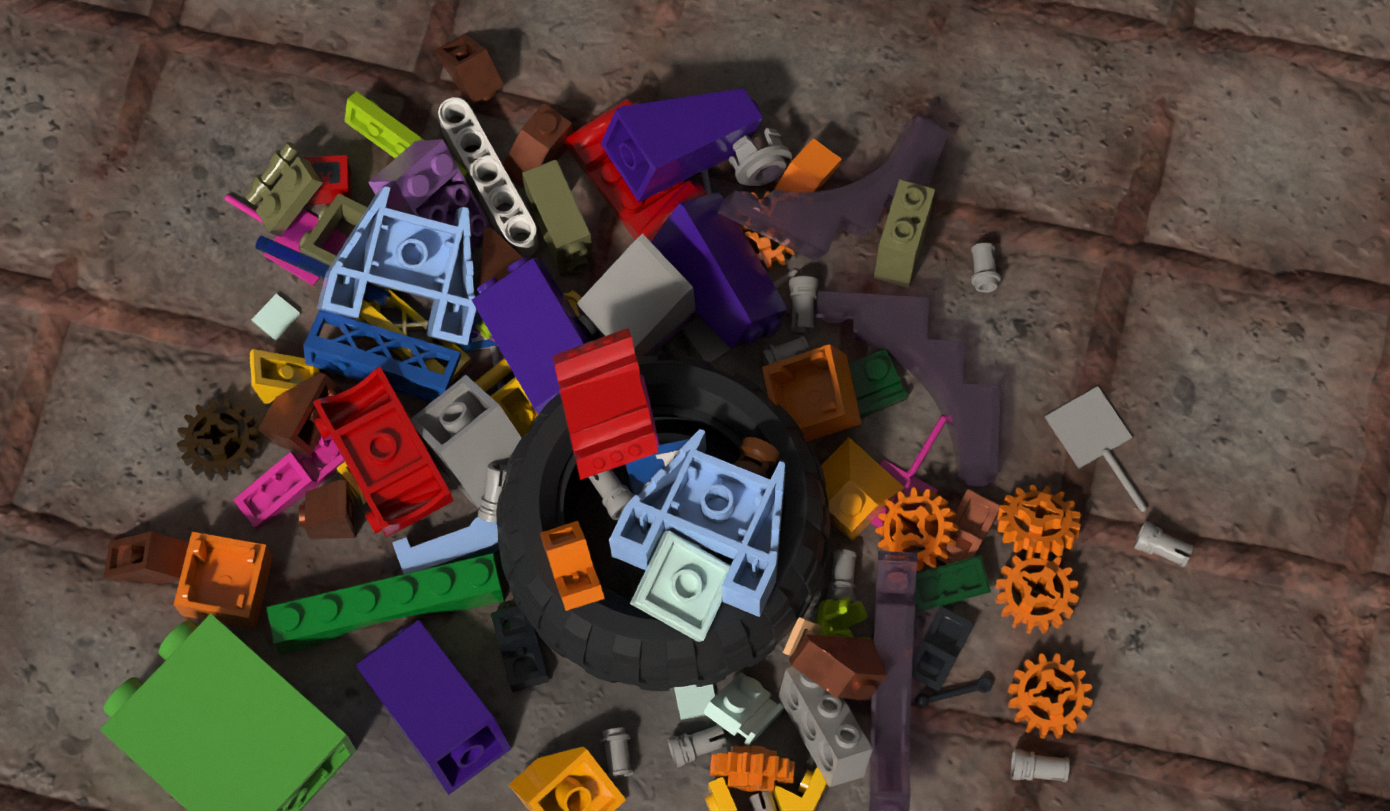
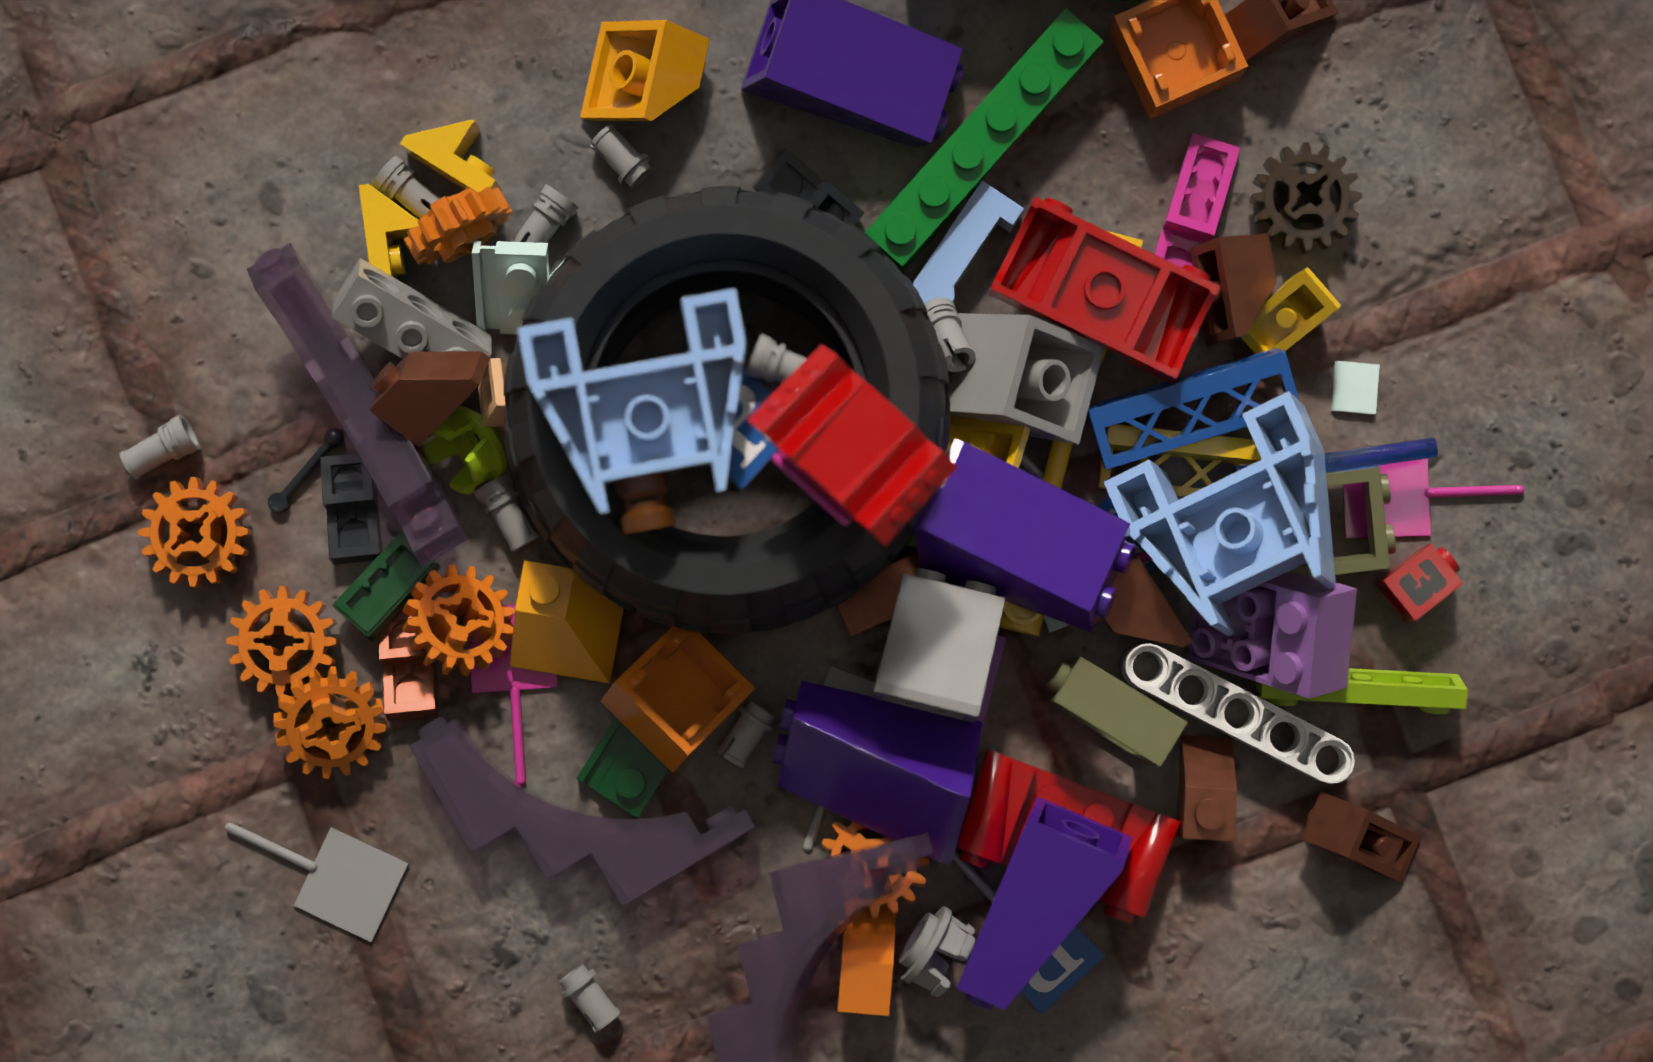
camera: 145 degrees right, 15 degrees up
(290, 194) = (1445, 529): olive plate -> none
(329, 512) = (1119, 195): copper slope -> none
(572, 565) = (765, 247): orange slope -> none
(682, 586) = (624, 305): light aqua tile -> none
(803, 295) = (773, 818): light grey pin -> none
(904, 233) = (709, 984): olive window -> none
(1153, 540) = (191, 792): light grey pin -> none

